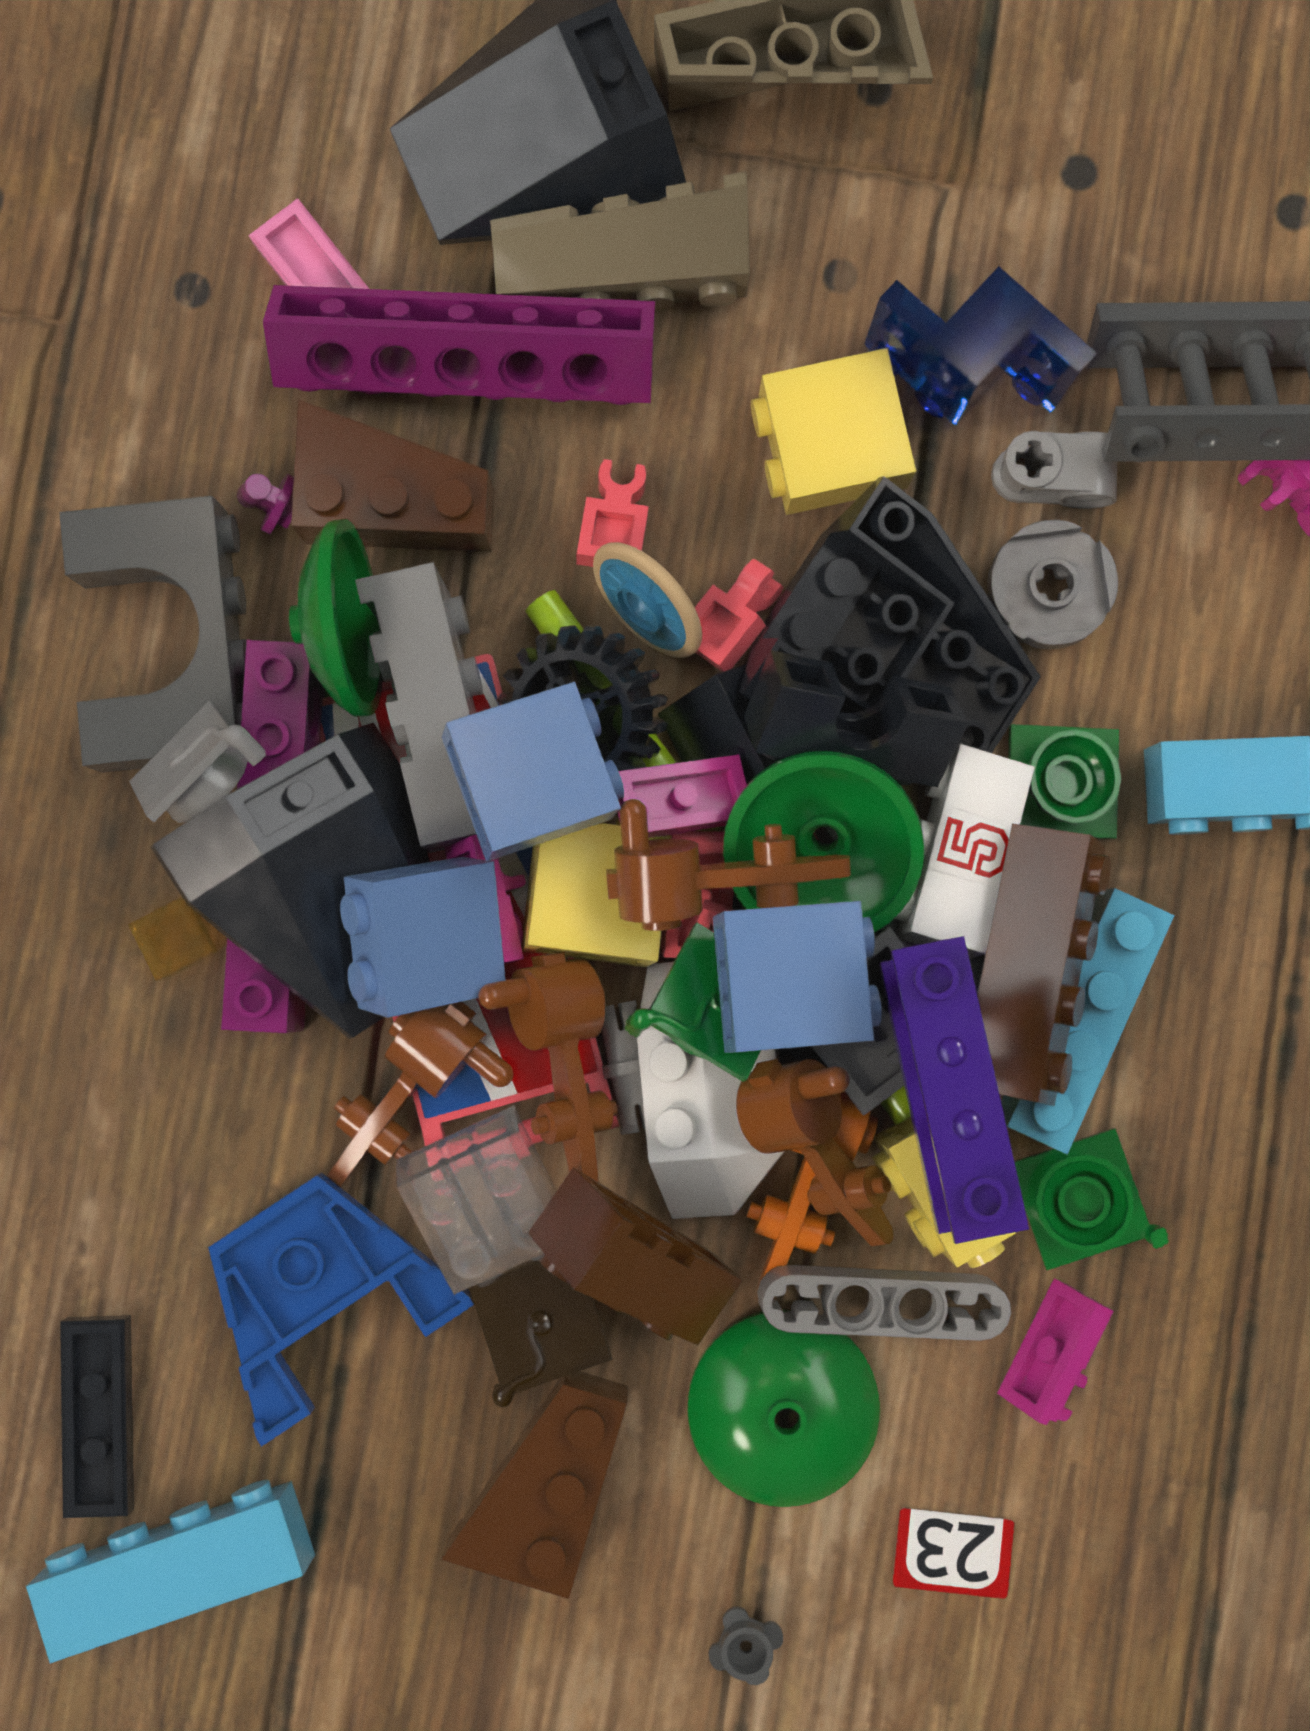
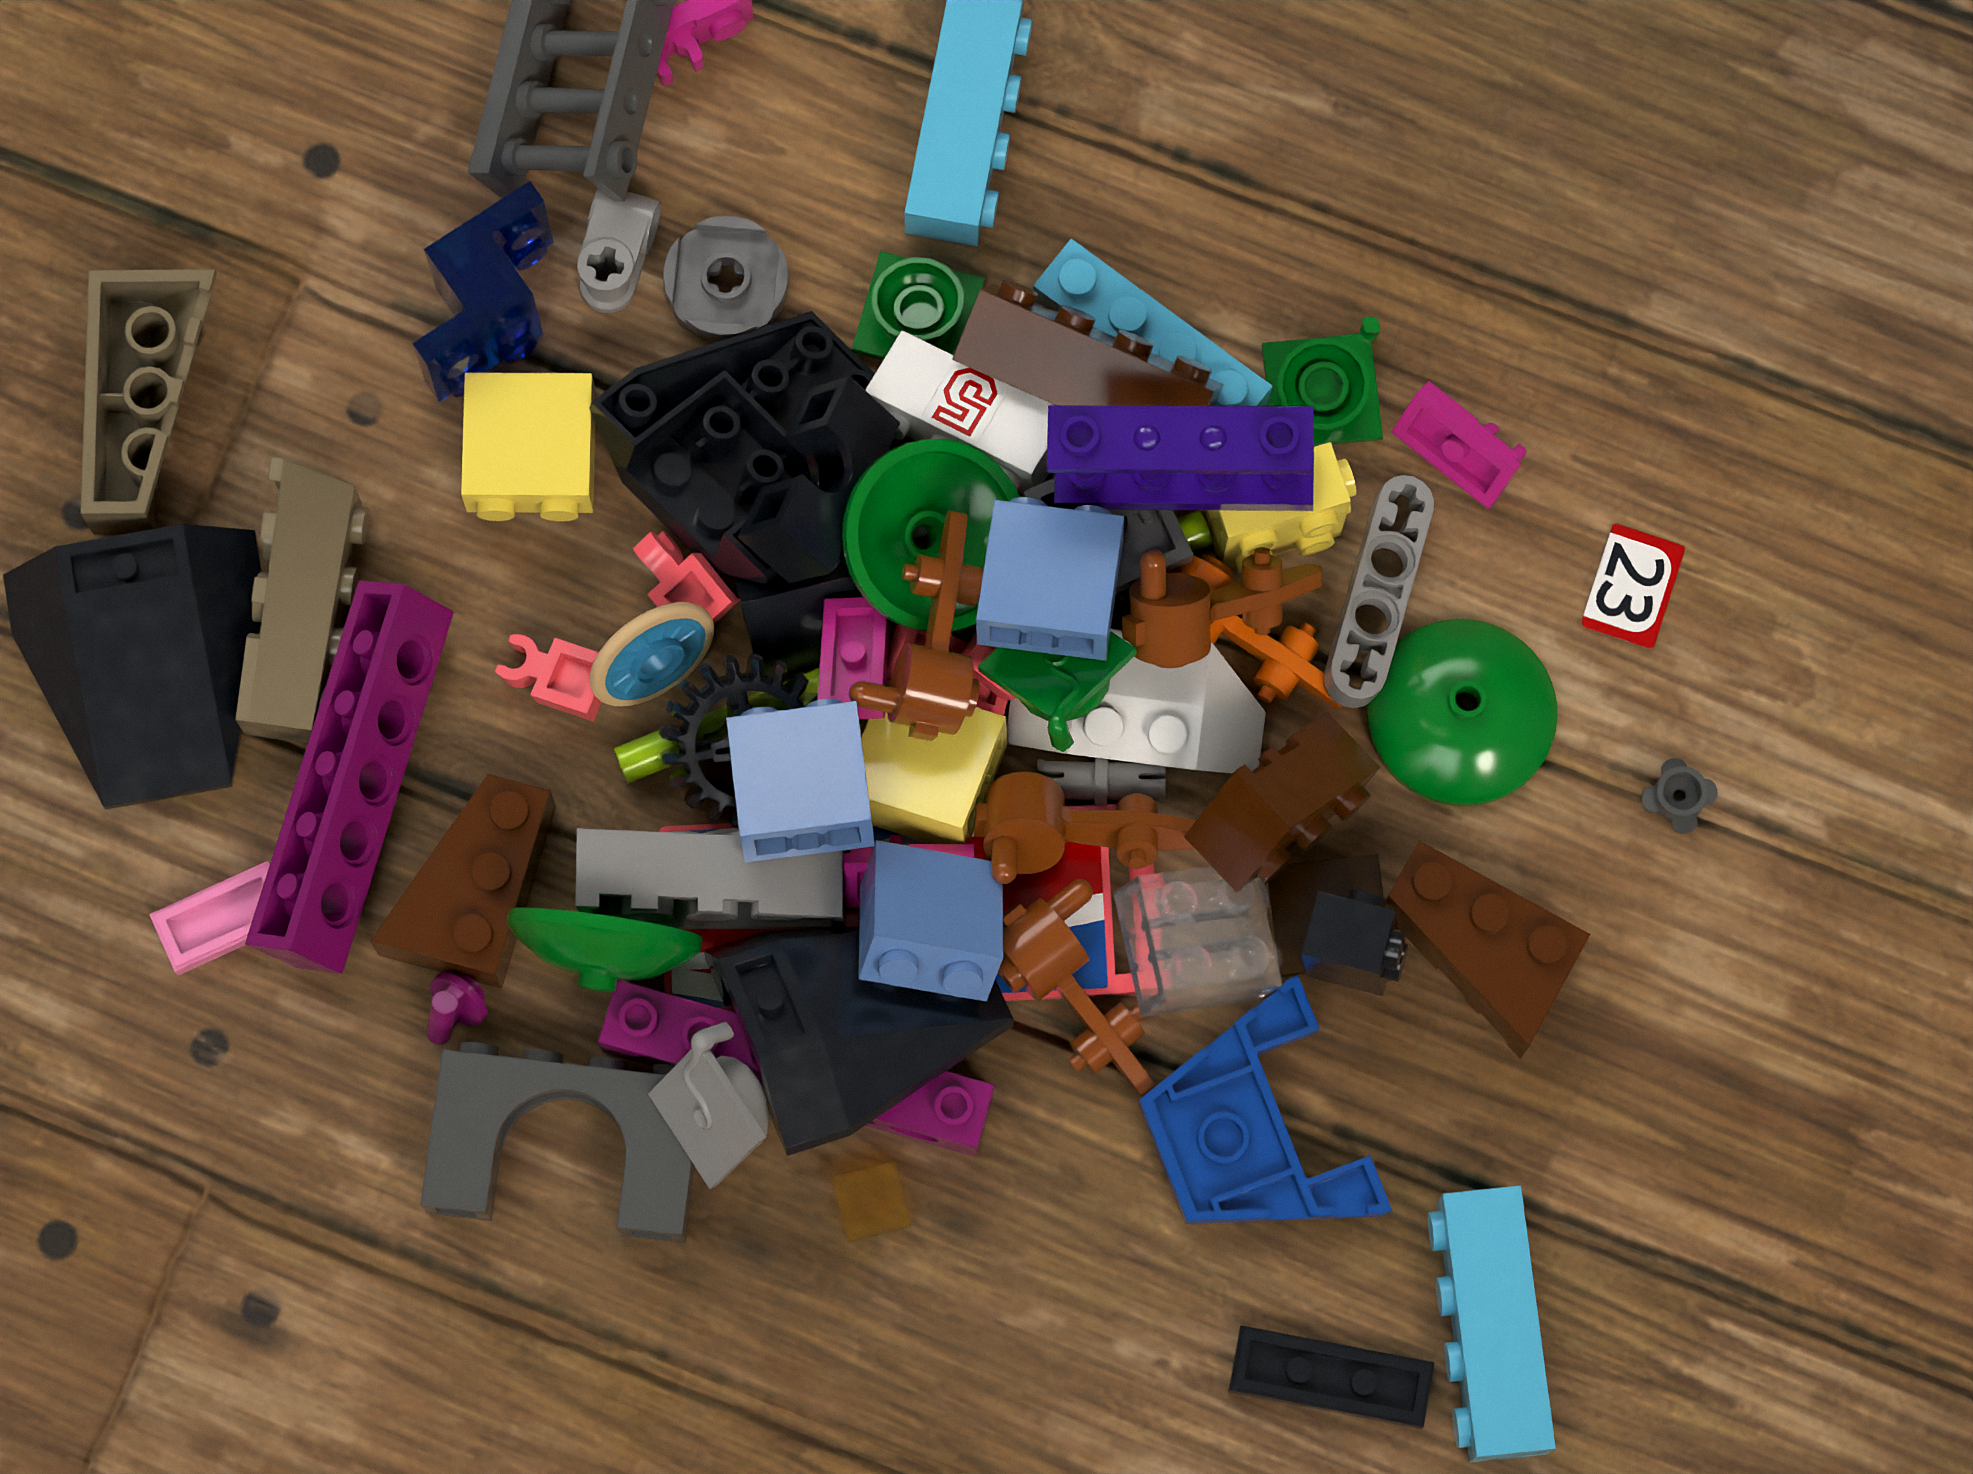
camera: 80 degrees left, 10 degrees down
(494, 1369) = (1354, 942): none -> black brick

